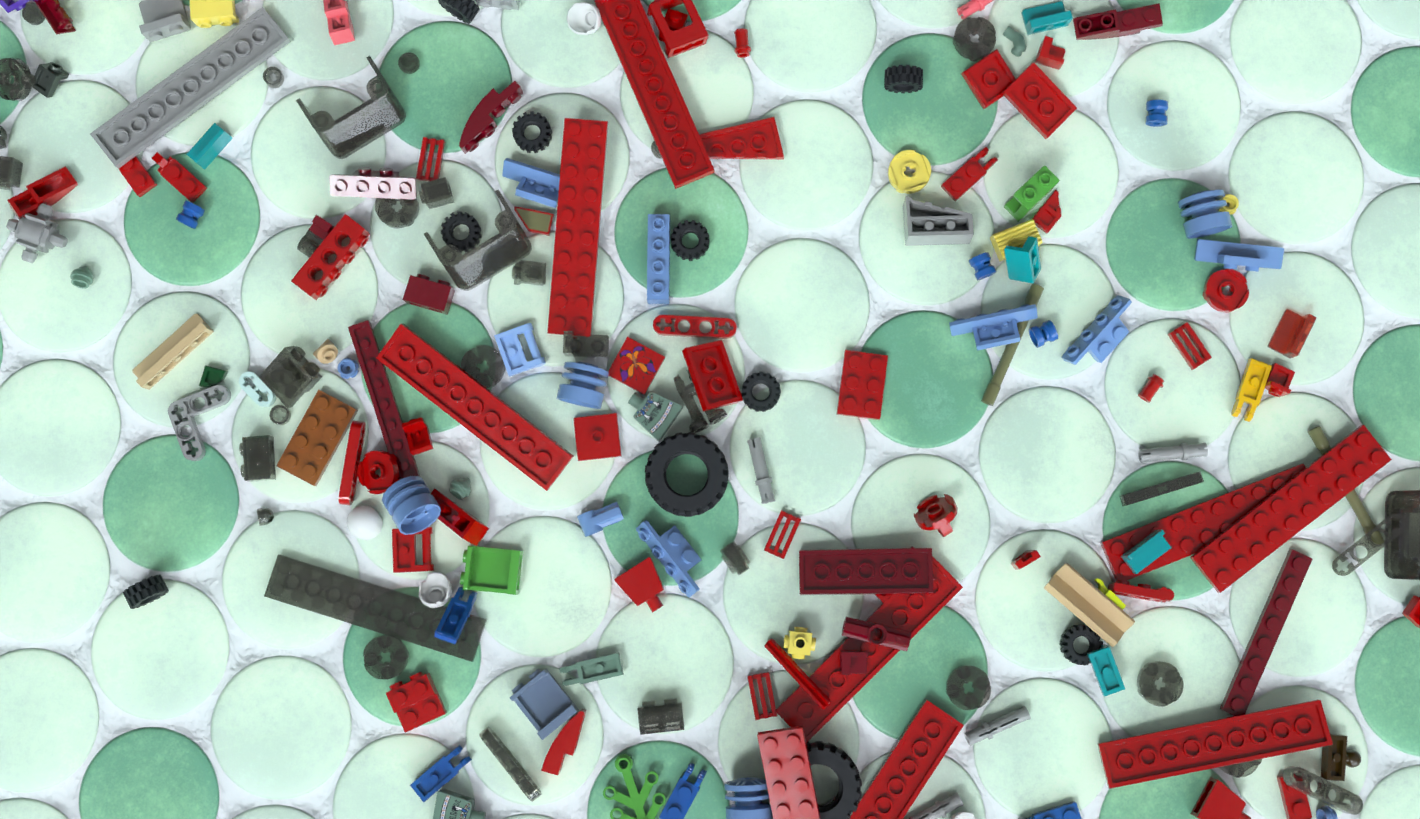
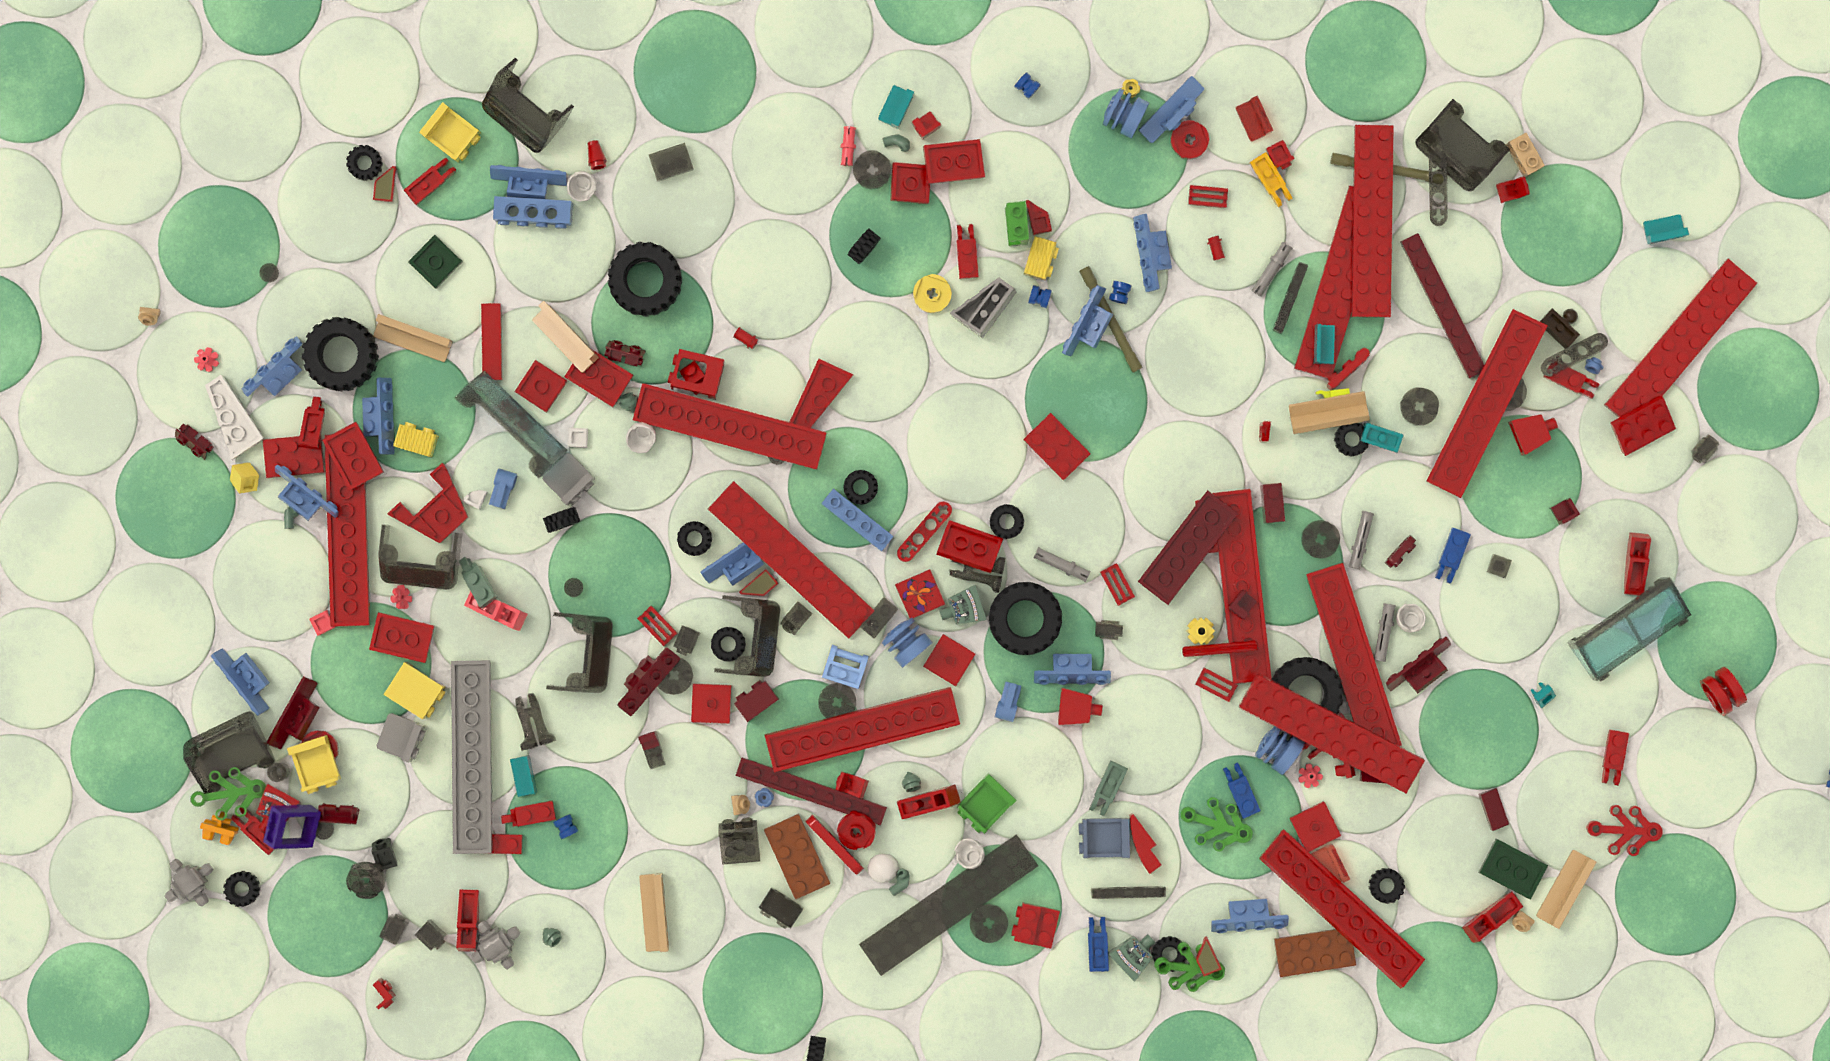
camera: 55 degrees left, 5 degrees up
(189, 413) = (708, 931): light grey beam -> none
(212, 376) = (695, 897): dark green tile -> none
(253, 392) = (730, 877): light aqua beam -> none
(263, 105) = (535, 712): none -> clear smoke piece
(265, 516) = (824, 933): clear smoke hinge -> none
(273, 84) = (511, 697): clear smoke bush -> none
(285, 419) = (758, 864): clear smoke bush -> none
(319, 259) = (677, 779): red brick -> none
(363, 550) = (902, 882): none -> sand green arm
(397, 258) = (711, 703): none -> red plate
(405, 551) = (924, 853): red plate -> none
(411, 505) = (899, 825): medium blue wheel -> none
(455, 617) = (1000, 853): blue hinge -> none
(481, 121) = (659, 569): dark red slope -> none
(660, 717) = (1176, 765): clear smoke brick -> none
(890, 636) = (1226, 582): dark red piece -> none
(936, 514) = (1186, 467): red tile -> none
(966, 617) = (1272, 503): none -> dark red brick
(1023, 262) = (1062, 266): teal panel -> none
(1025, 772) = (1406, 546): none -> dark red plate
(1117, 24) = (941, 60): dark red slope -> none

